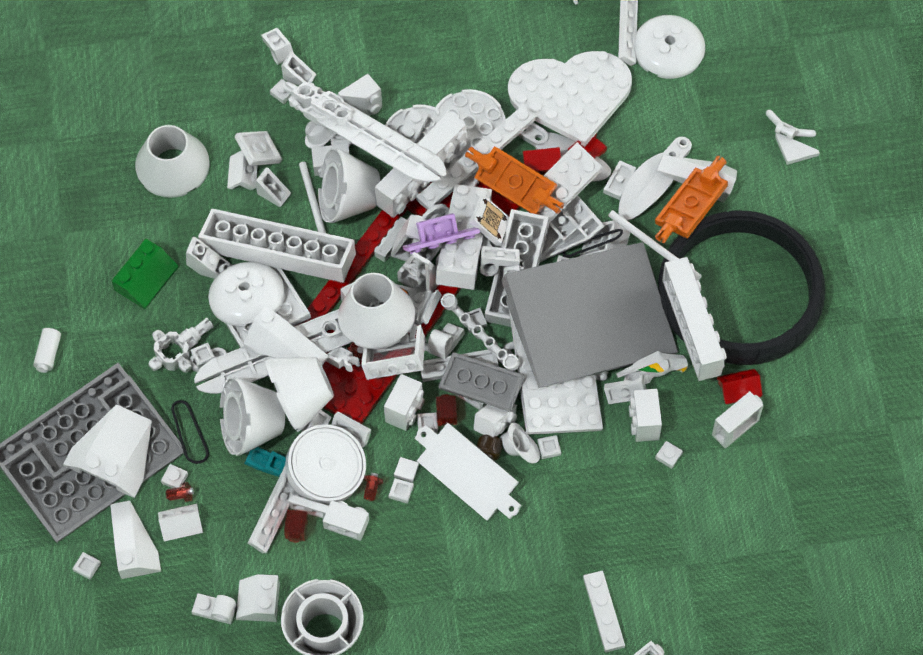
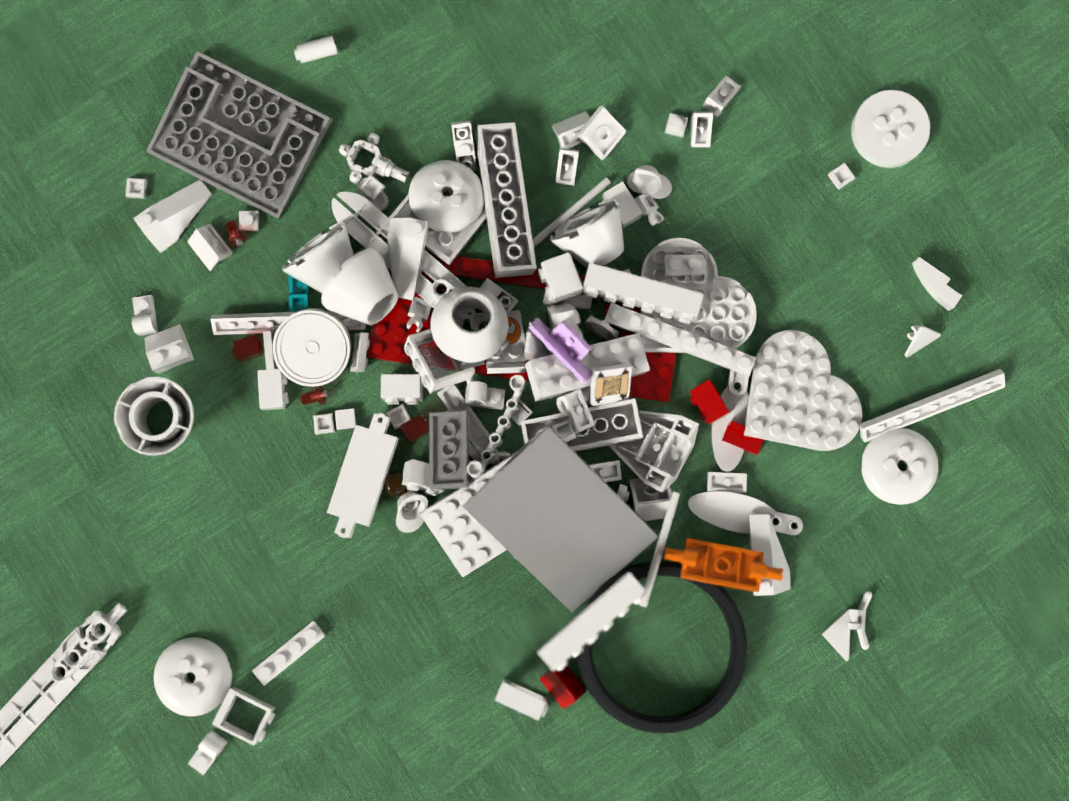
camera: 65 degrees right, 20 degrees up
(114, 450) = (243, 157): white wedge -> none
(144, 274) = (428, 96): green slope -> none
(175, 175) = (552, 82): white cone -> none
(180, 435) = (294, 201): black piece -> none
(363, 95) = (697, 201): white slope -> none
(365, 132) = (664, 169): white piece -> none
(373, 226) = (560, 278): none -> white piece
(514, 180) = (667, 388): orange plate -> none
(549, 447) = (423, 536): white tile -> none
(571, 175) = (690, 434): white plate -> none
(597, 245) = (637, 495): black piece -> none
(624, 390) = (510, 588): white plate -> none
(645, 415) = (487, 613): white brick -> none
(656, 365) = (544, 598): white animal -> none
(668, 454) = (465, 647): white plate -> none

